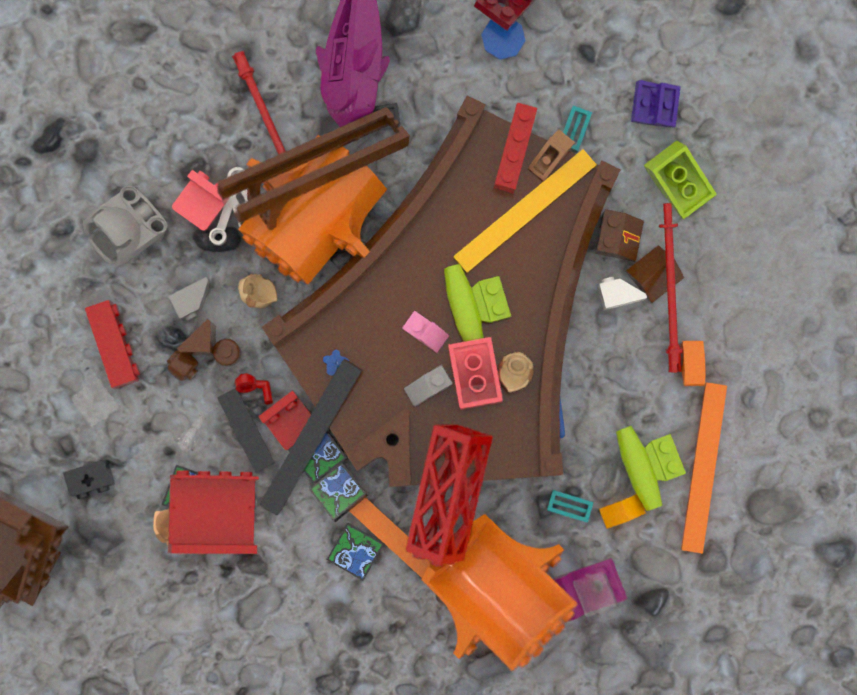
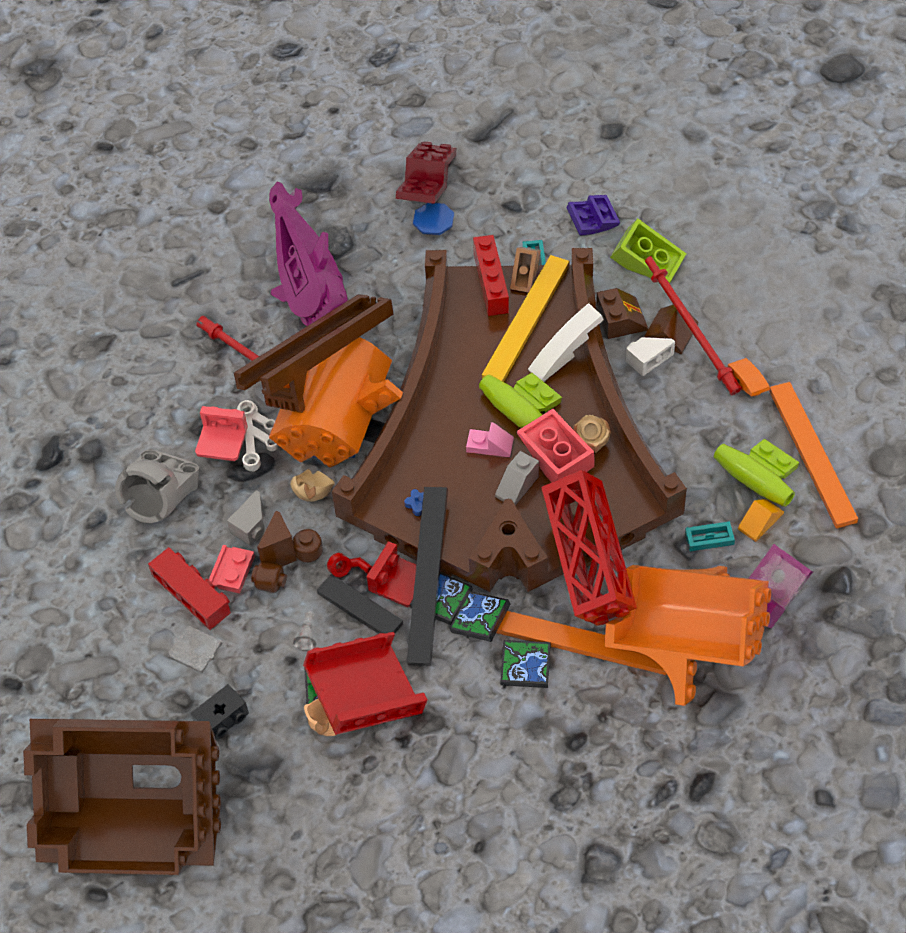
camera: 20 degrees left, 30 degrees down
(156, 339) = (231, 568): none -> coral plate
(540, 266) = (565, 341): none -> white slope

